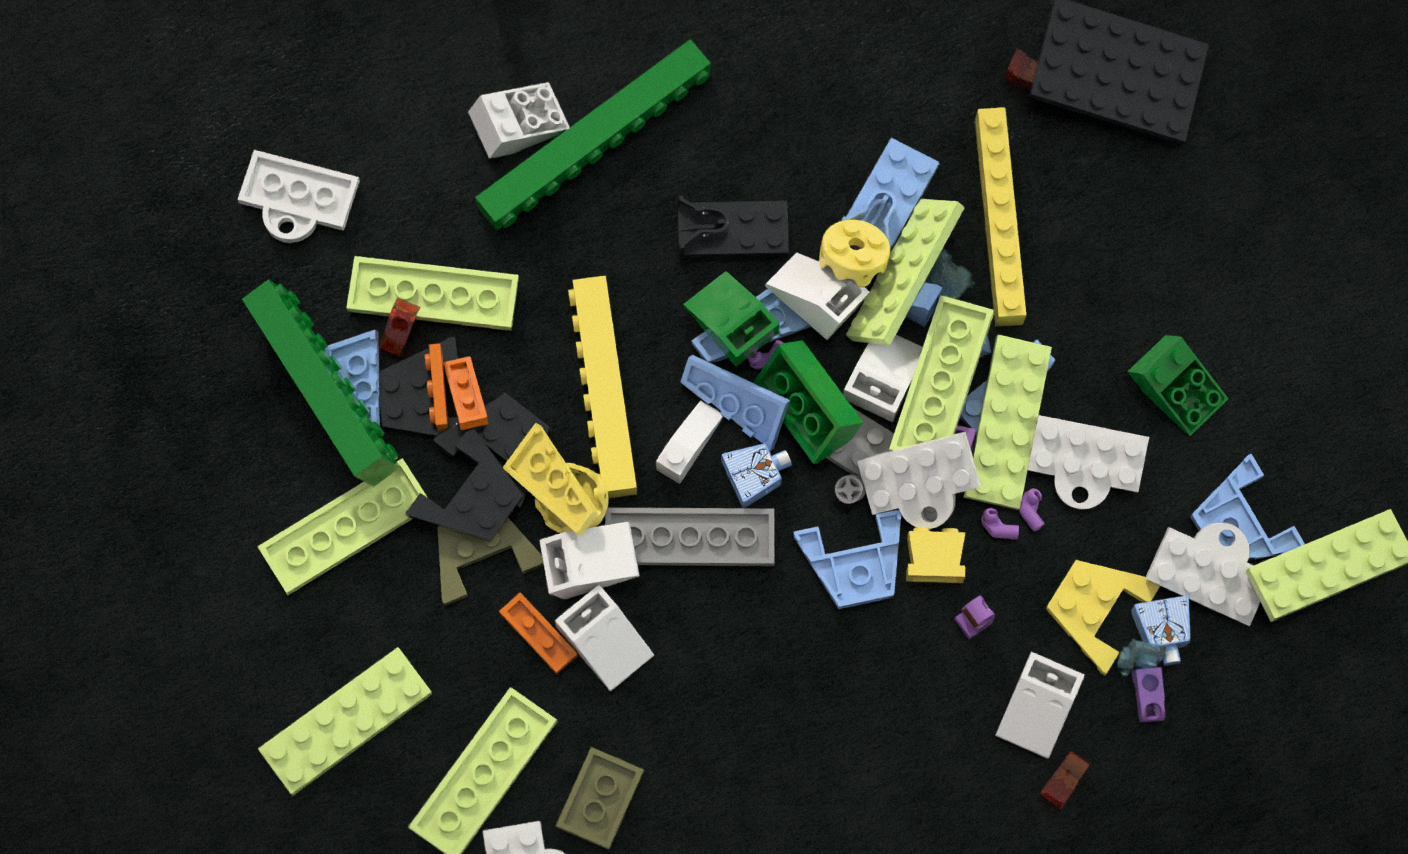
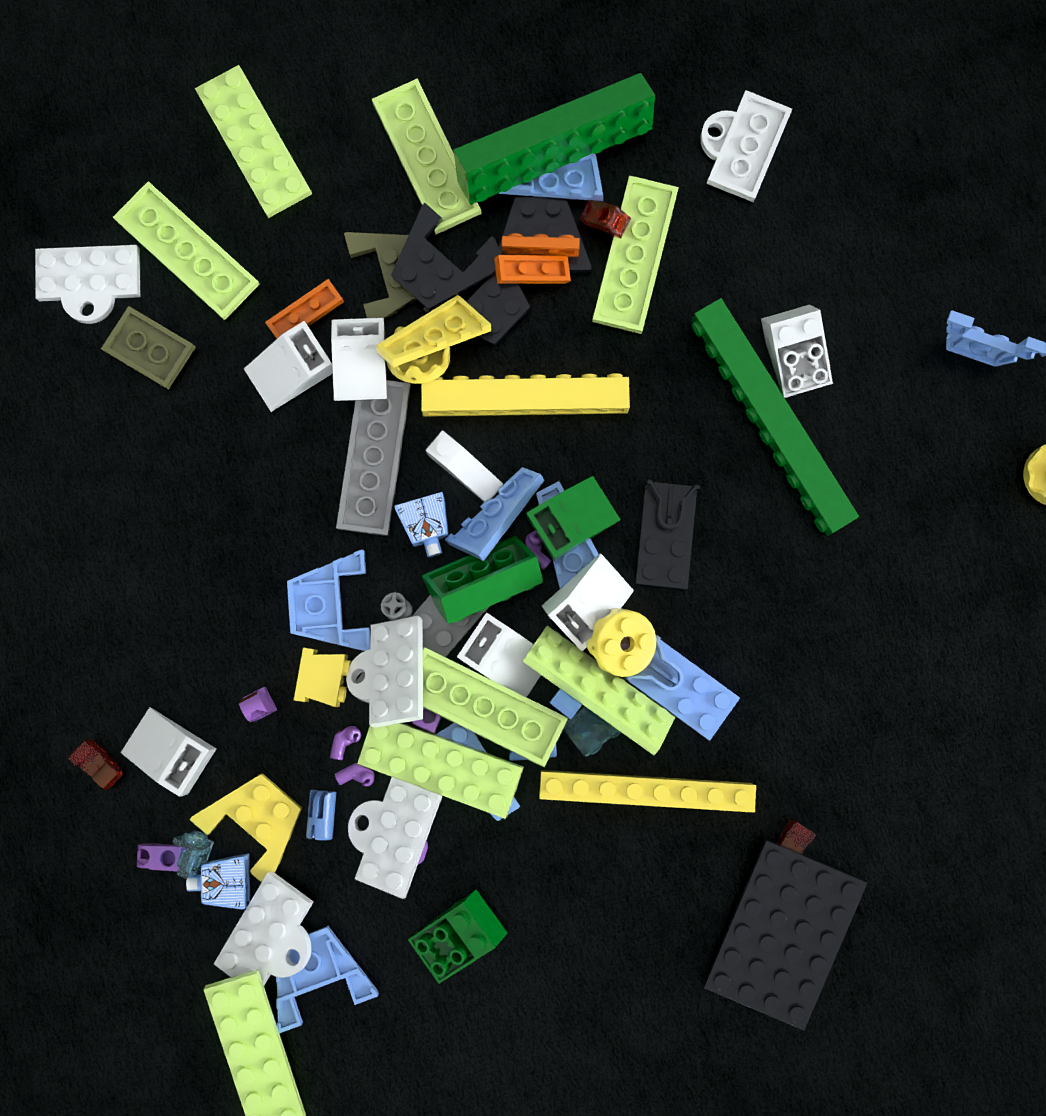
camera: 100 degrees right, 10 degrees up
(1088, 536) = (321, 815): none -> medium blue arm

